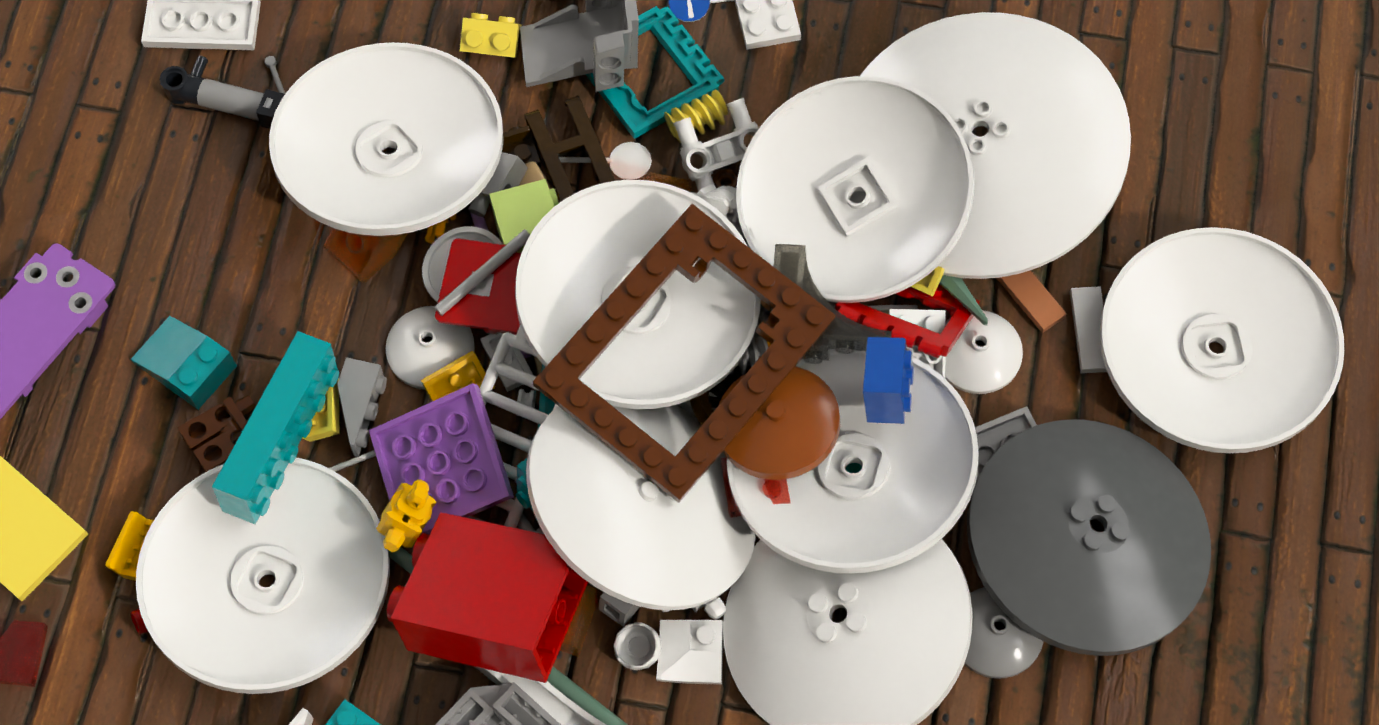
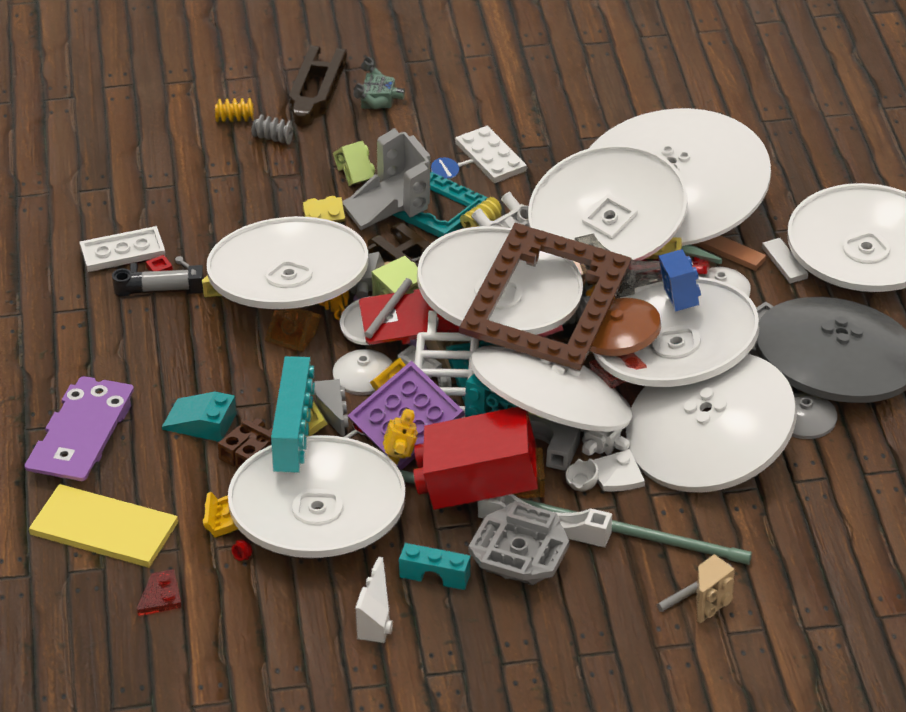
camera: 20 degrees left, 25 degrees down
(236, 69) = (159, 264): none -> red plate

